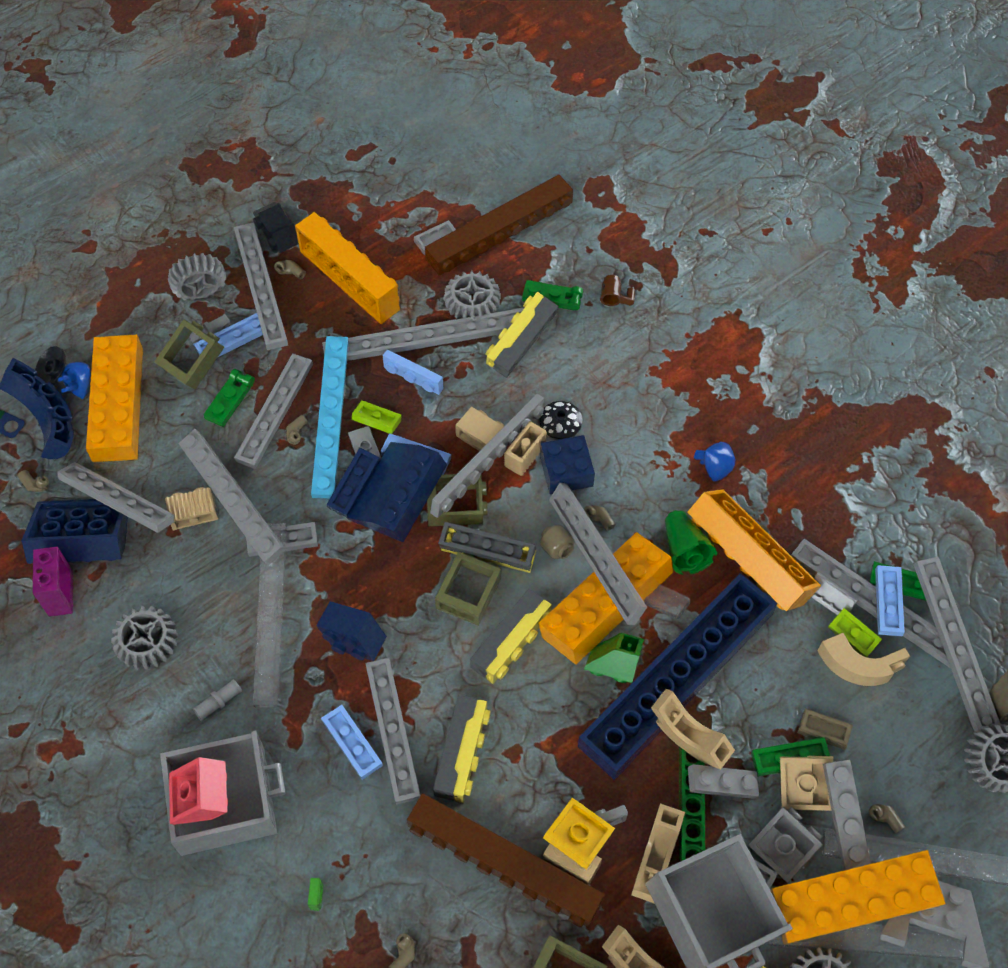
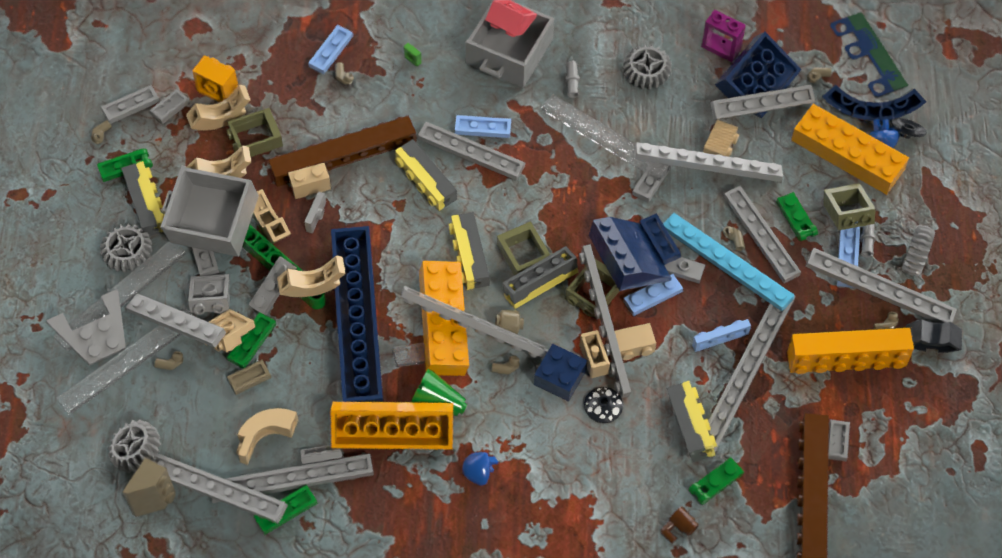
camera: 130 degrees right, 0 degrees up
(351, 631) = (548, 160): dark blue brick -> none
(376, 417) = (702, 288): lime plate -> none
(485, 295) = (747, 410): light grey gear -> none
(579, 833) = (315, 181): yellow plate -> none
(616, 657) = (391, 284): green slope -> none
(857, 634) = (285, 444): lime plate -> none
(858, 896) = (144, 287): light orange brick -> none
(889, 600) = (282, 477): light blue plate -> none

